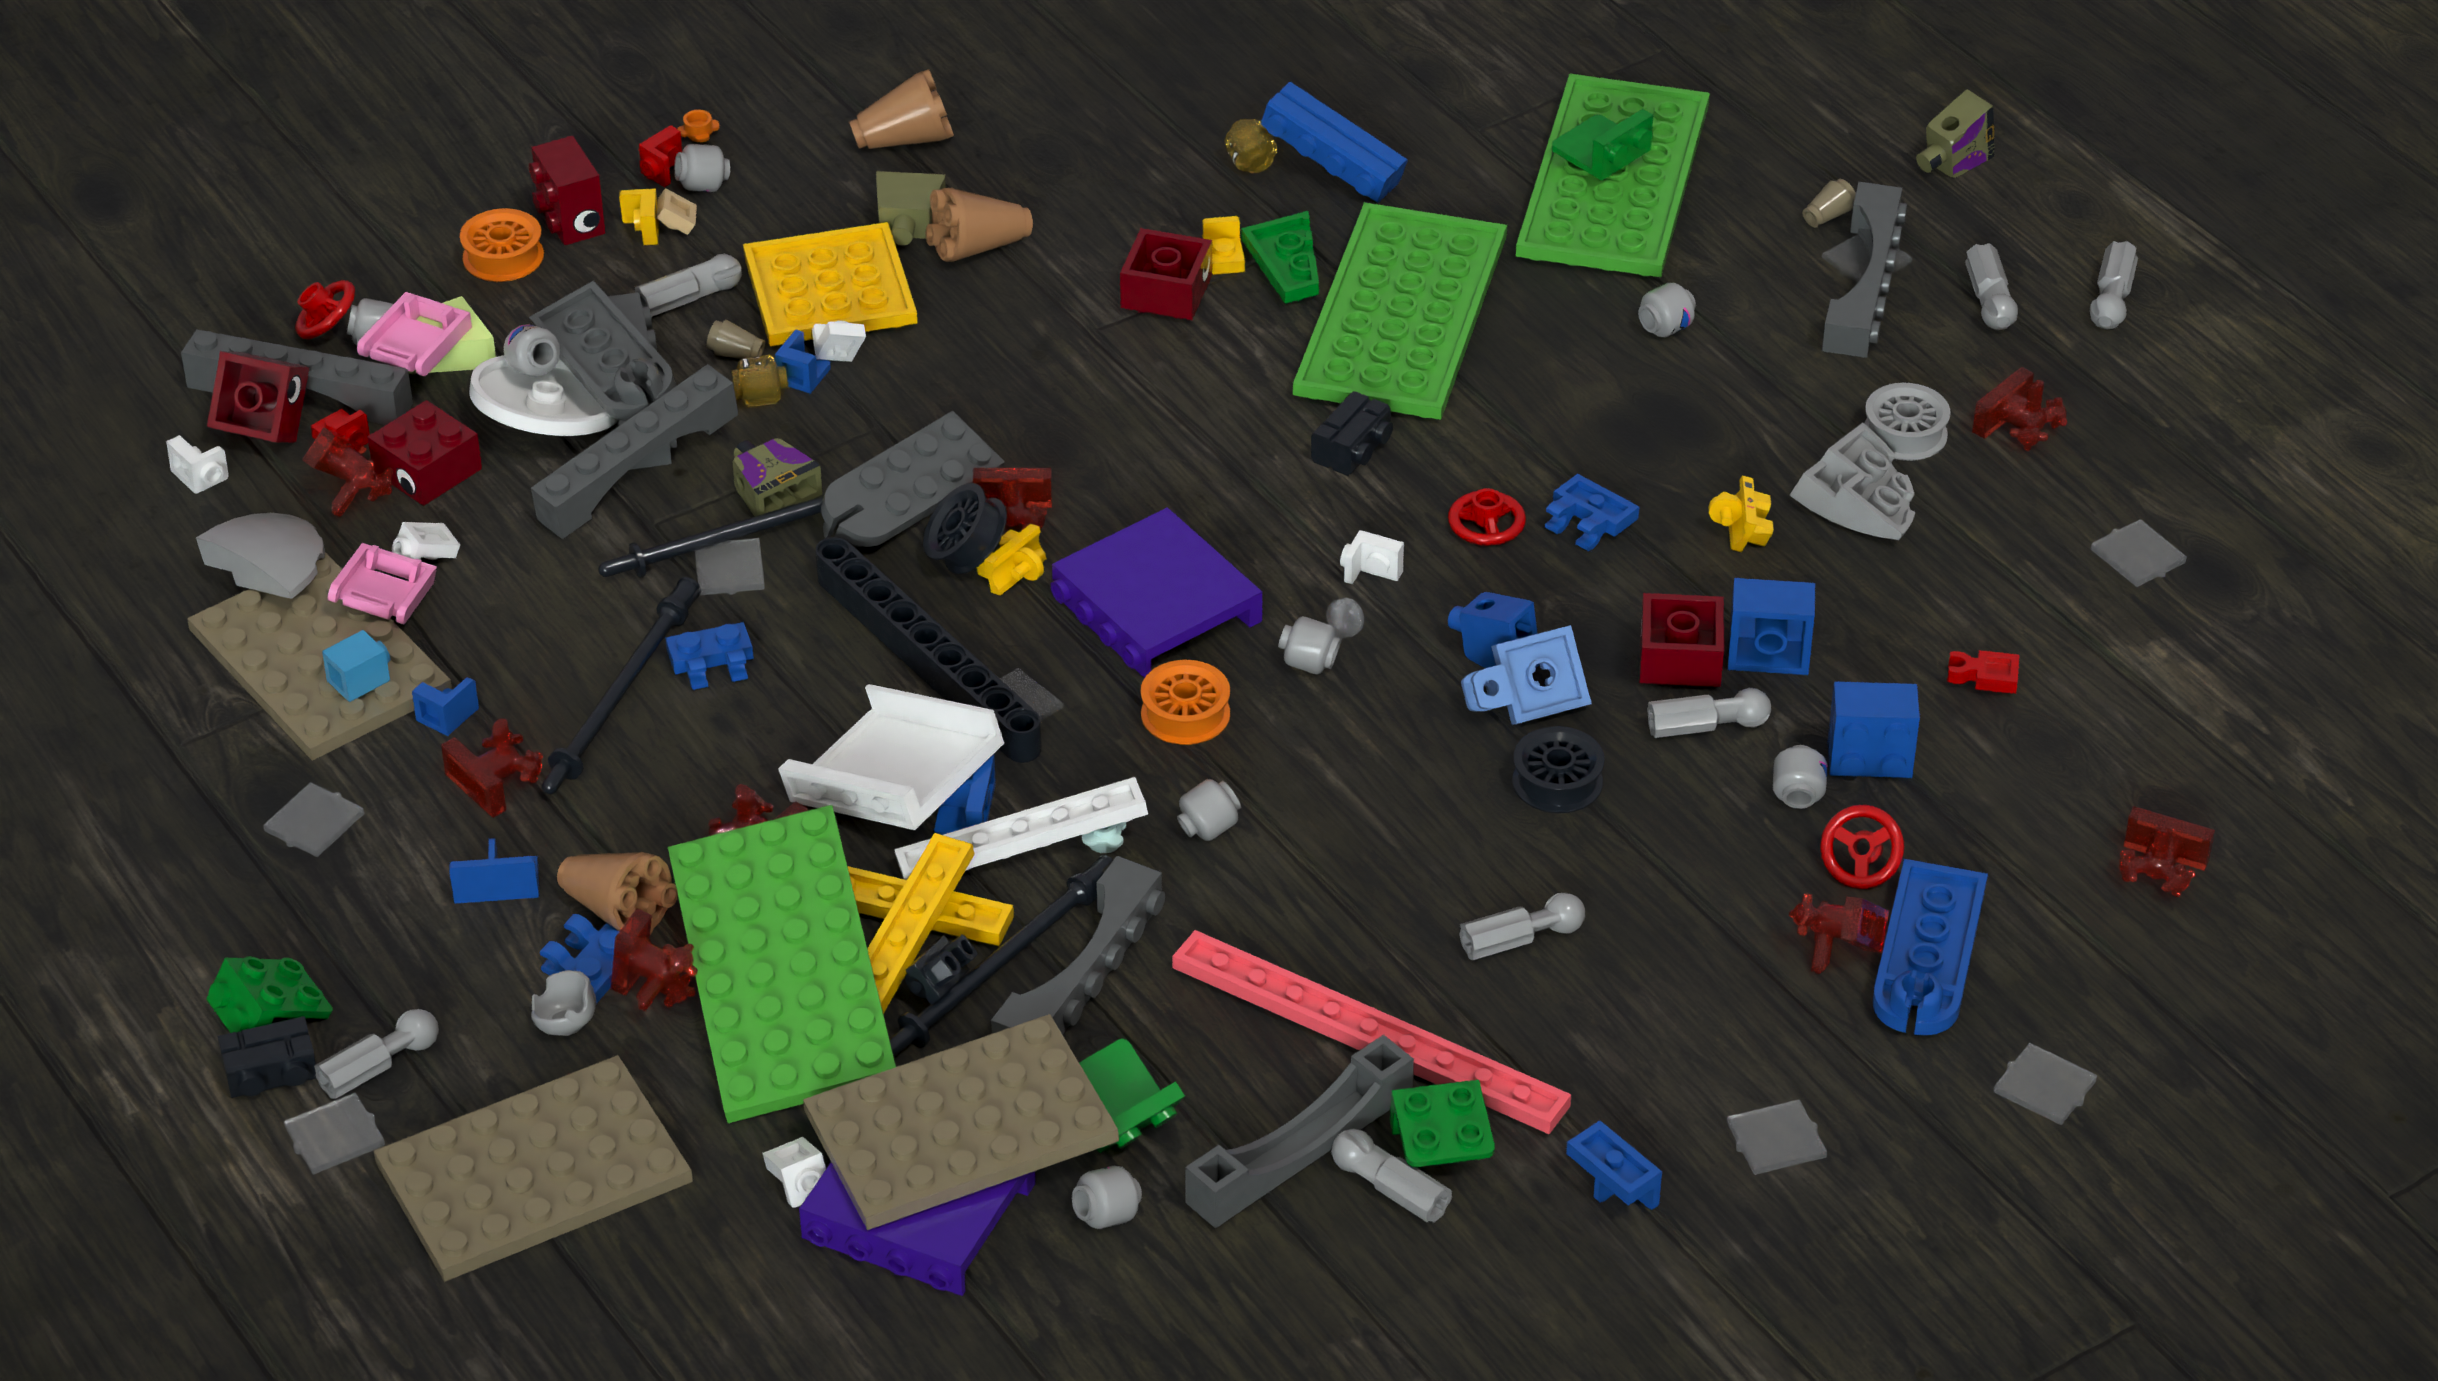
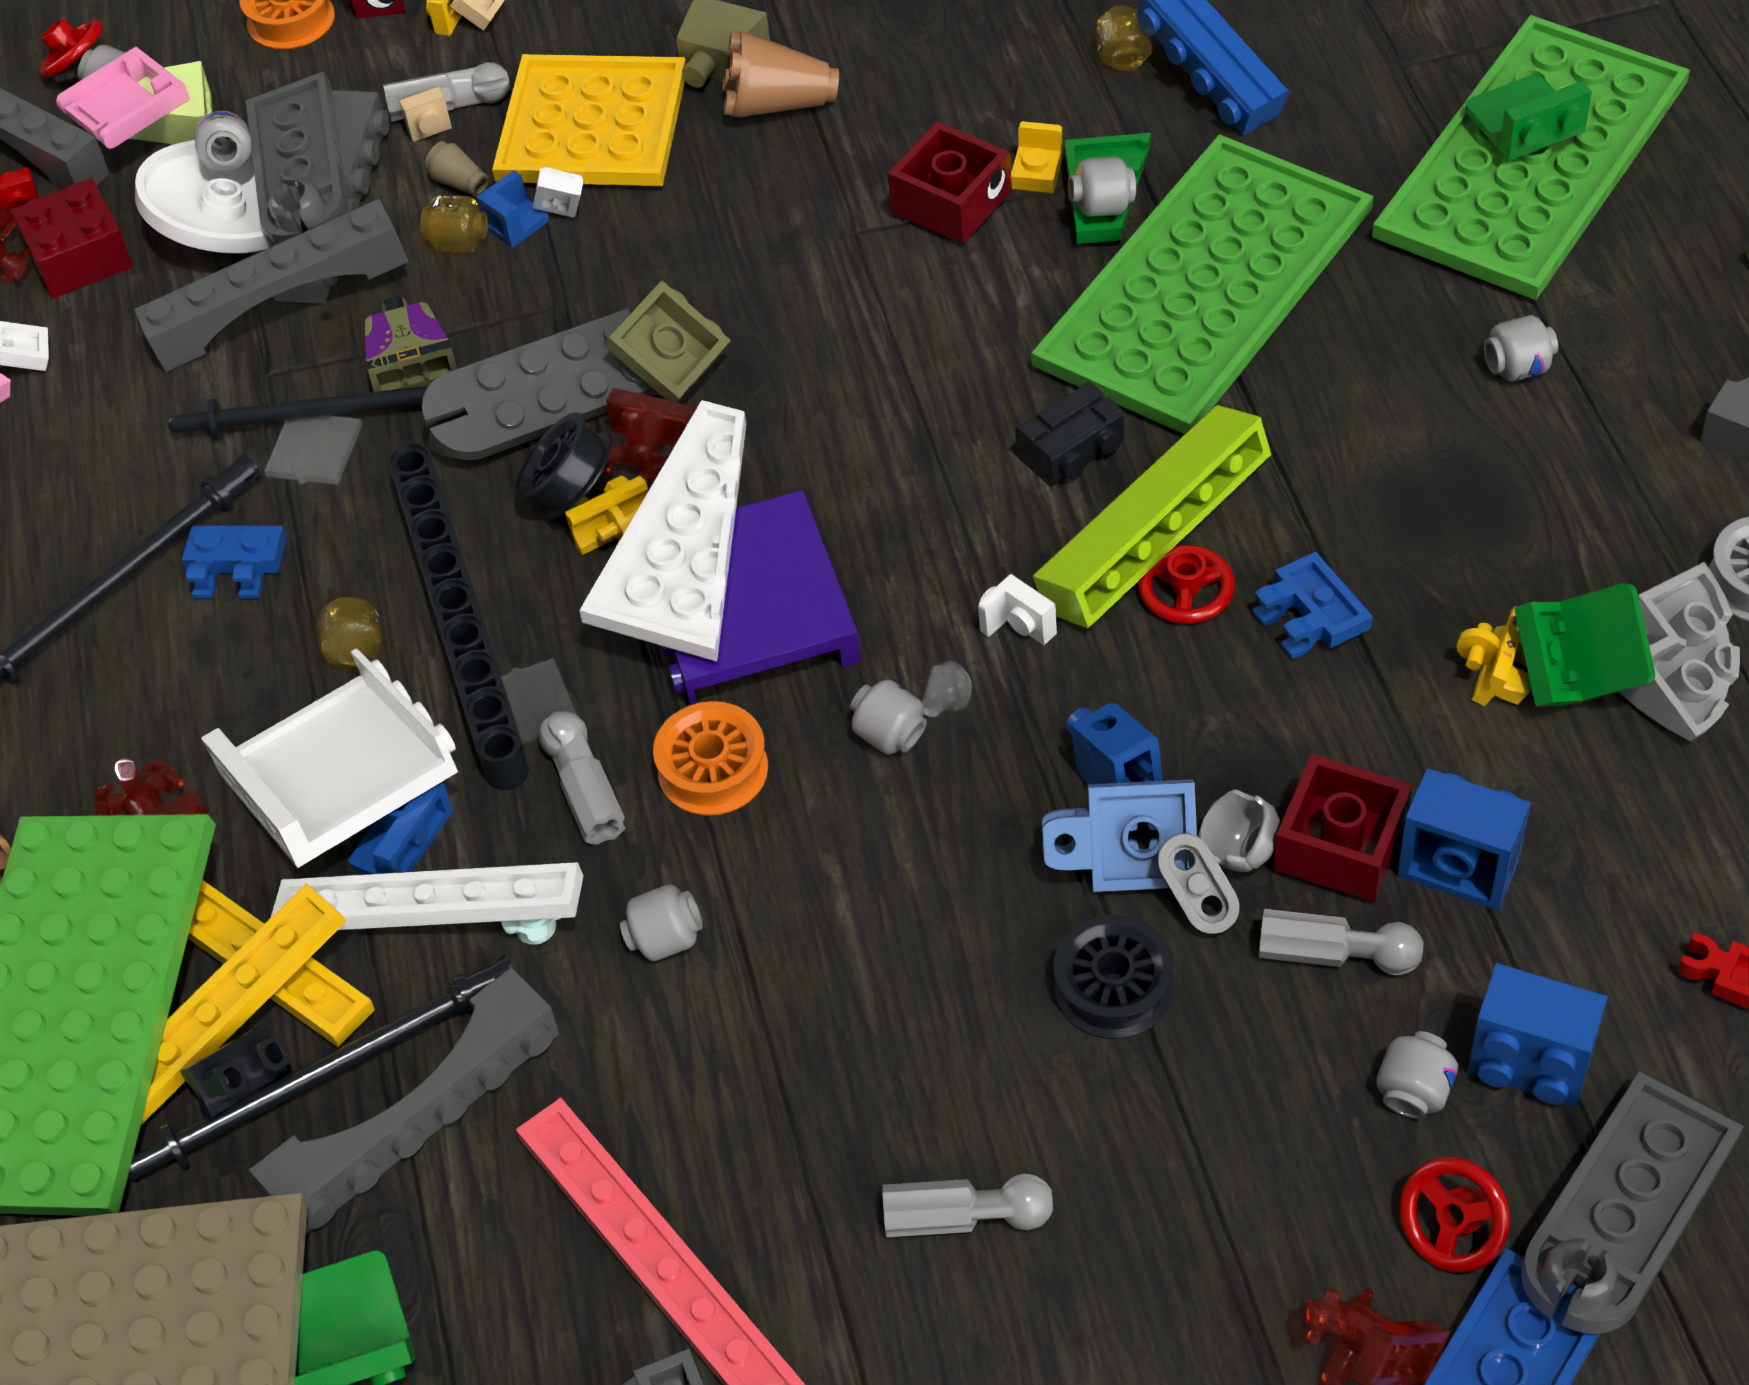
camera: 25 degrees right, 10 degrees up
(682, 304) = (425, 114): none -> tan plate
(845, 677) = (348, 625): none -> clear yellow head
(1000, 426) = (667, 342): none -> olive plate
(1091, 734) = (582, 777): none -> light grey piece
(1095, 563) = (675, 555): none -> white wing
(1296, 252) = (1102, 186): none -> light grey head
(1446, 471) = (1153, 515): none -> lime brick
(1597, 692) = (1197, 882): none -> light grey plate
(1609, 659) = (1240, 831): none -> light grey hair
(1805, 488) = (1585, 646): none -> green bracket
(1973, 814) = (1626, 1206): none -> dark grey plate

